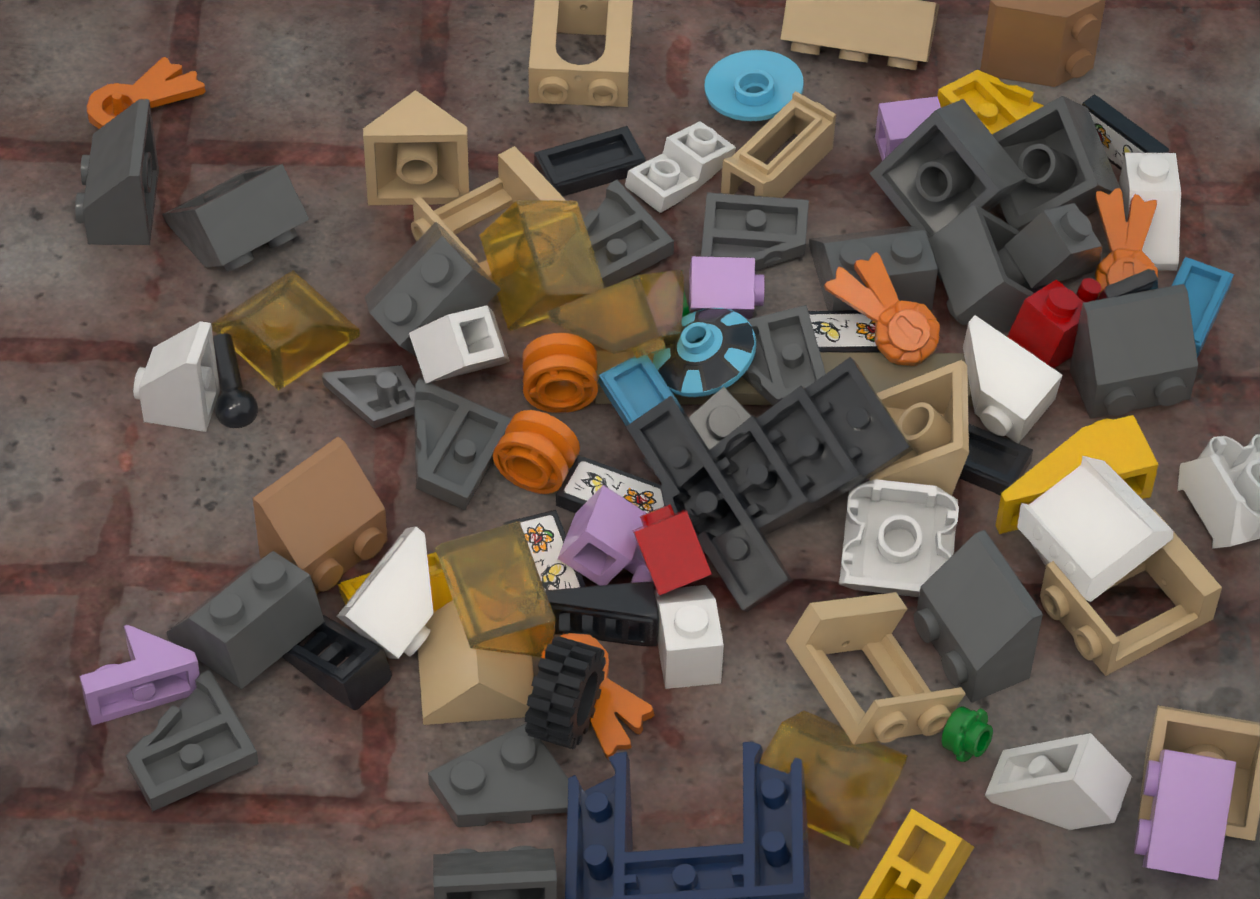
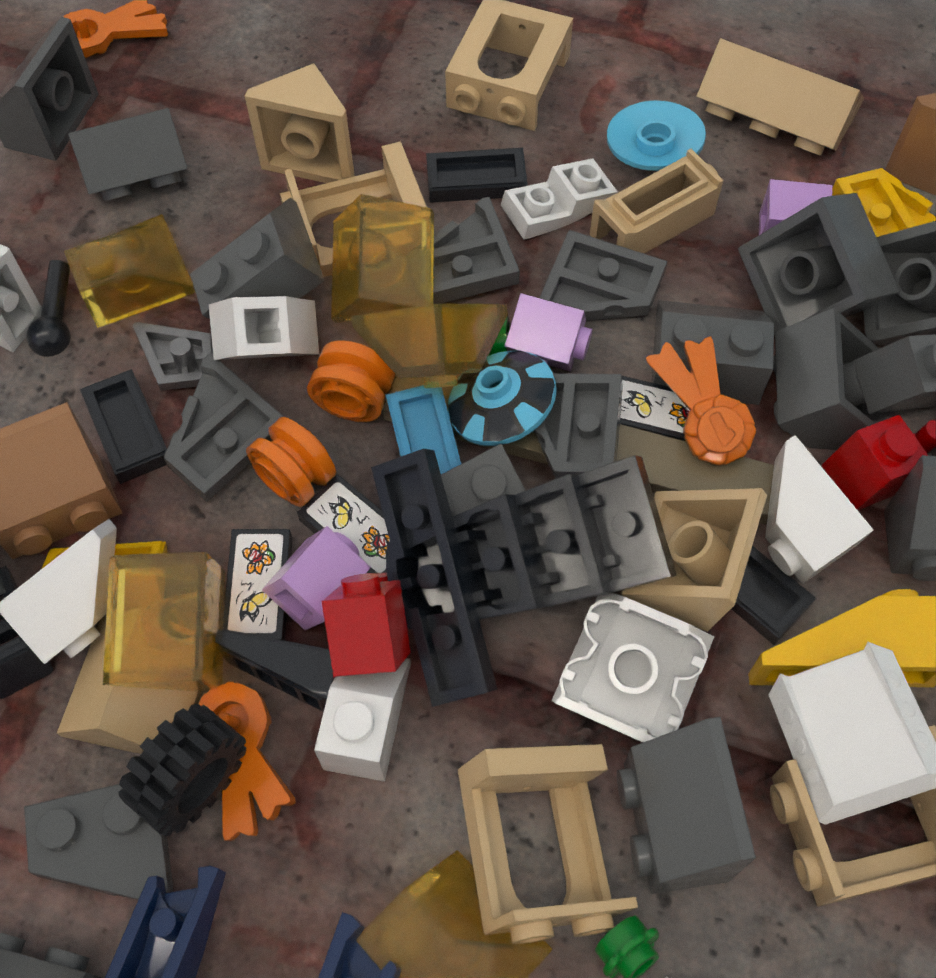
camera: 20 degrees right, 10 degrees up
(383, 473) = (125, 426): none -> black tile

